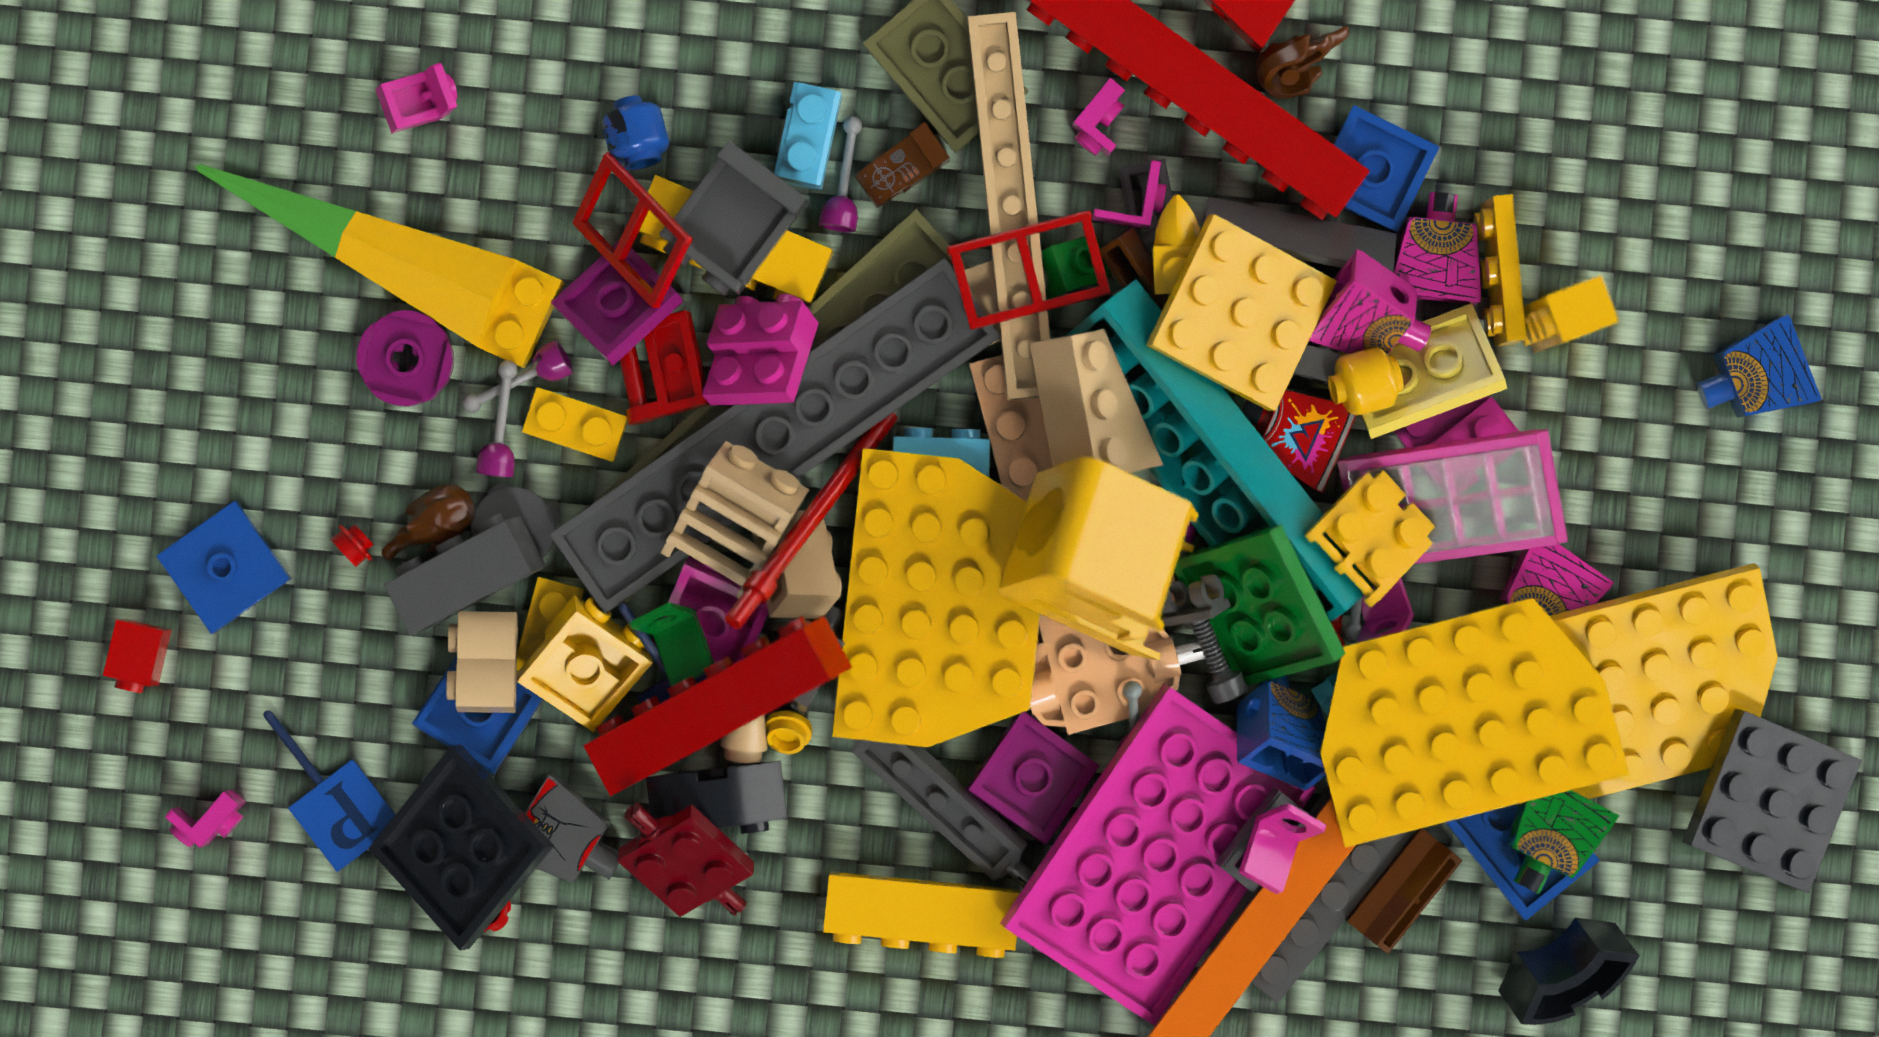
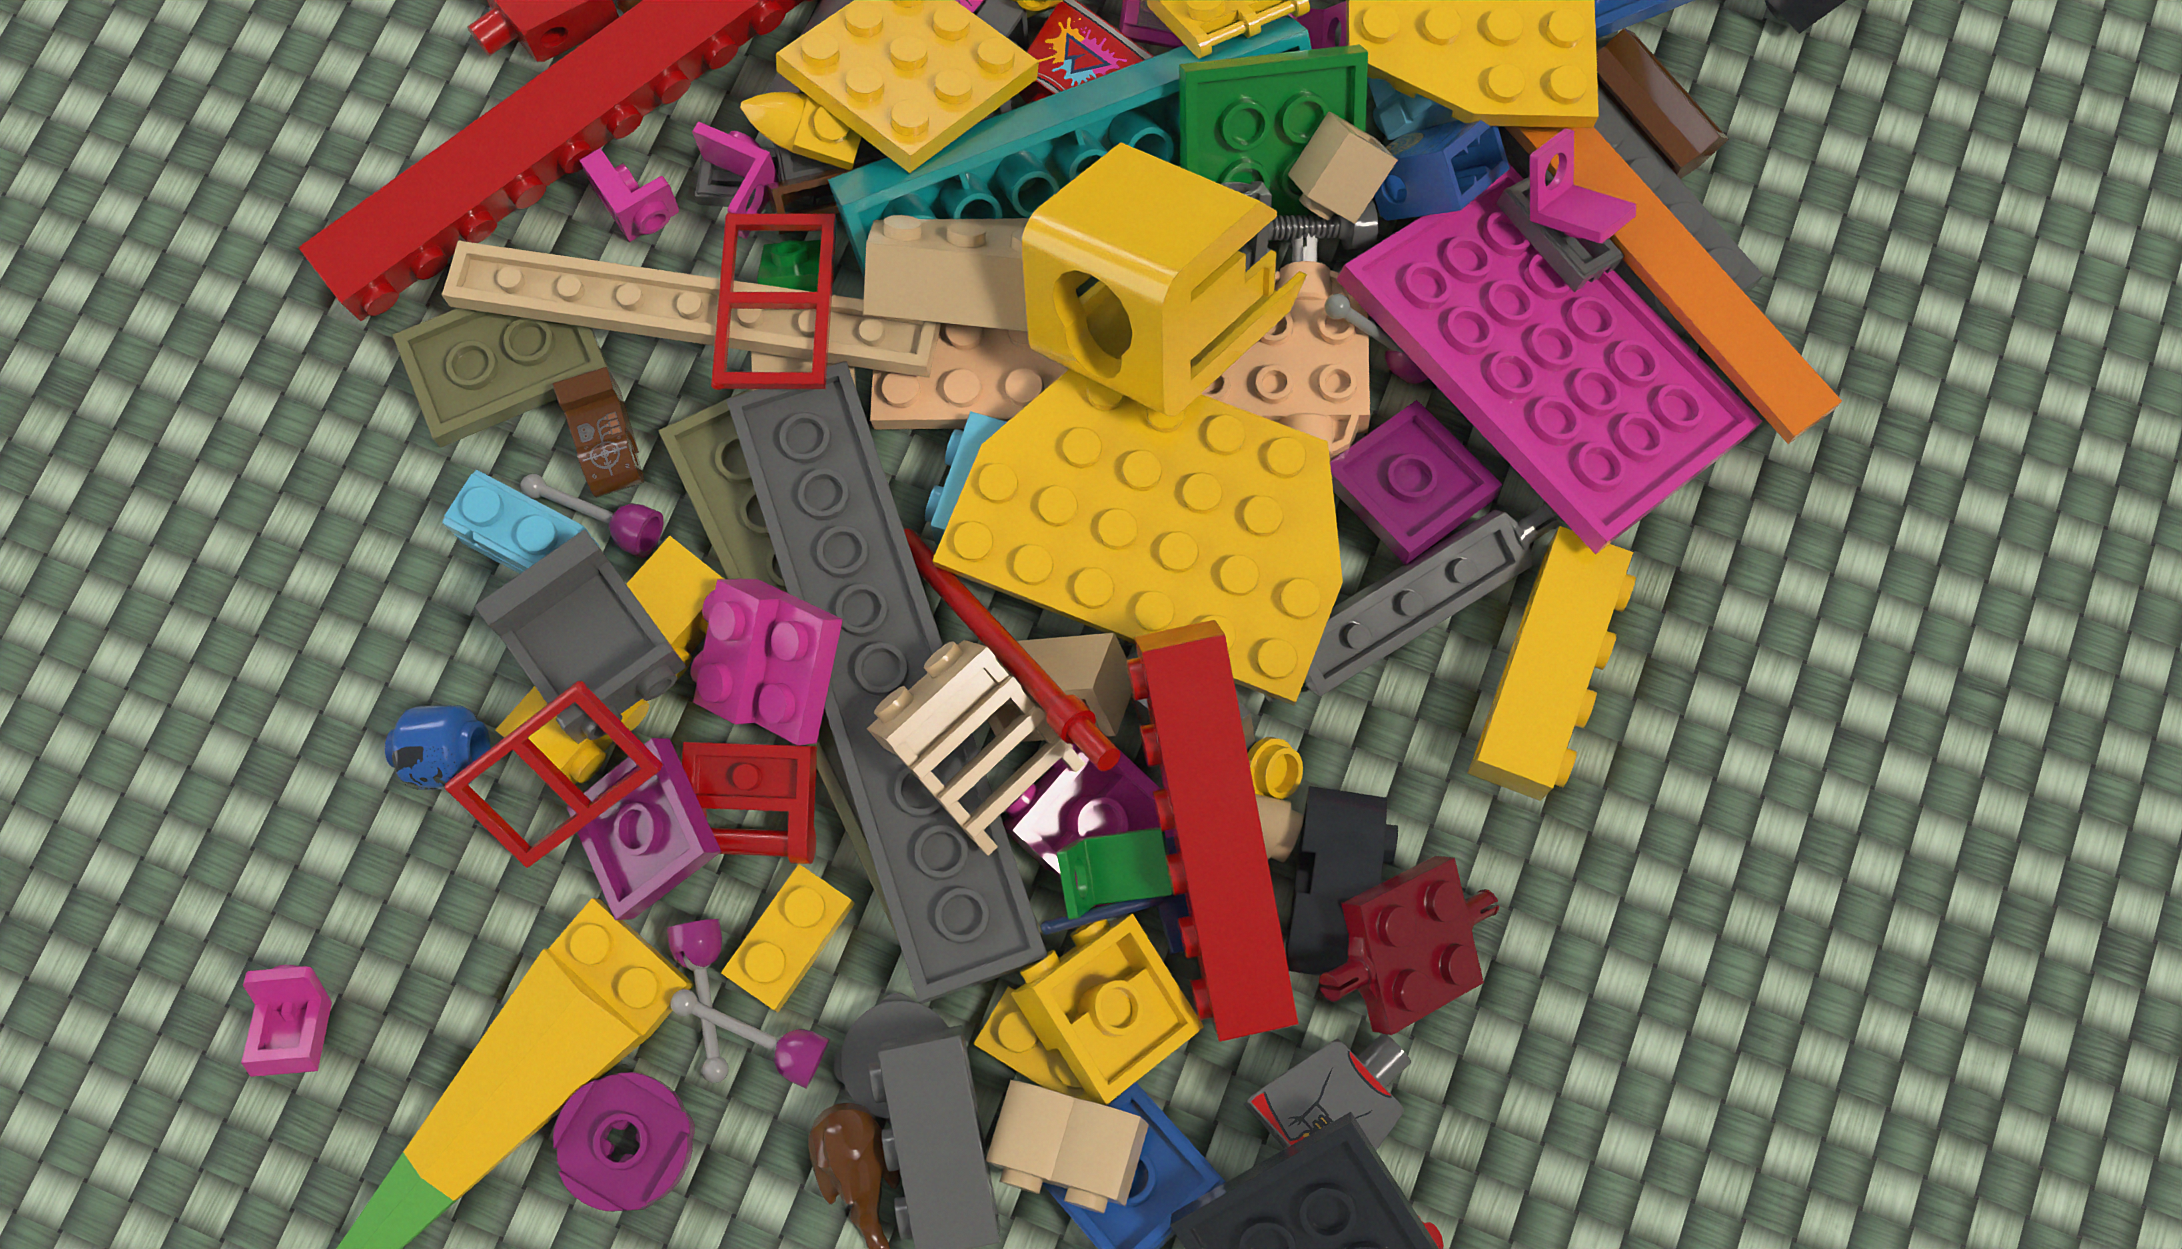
camera: 70 degrees left, 15 degrees down
(1251, 664) = (1340, 169): none -> tan brick

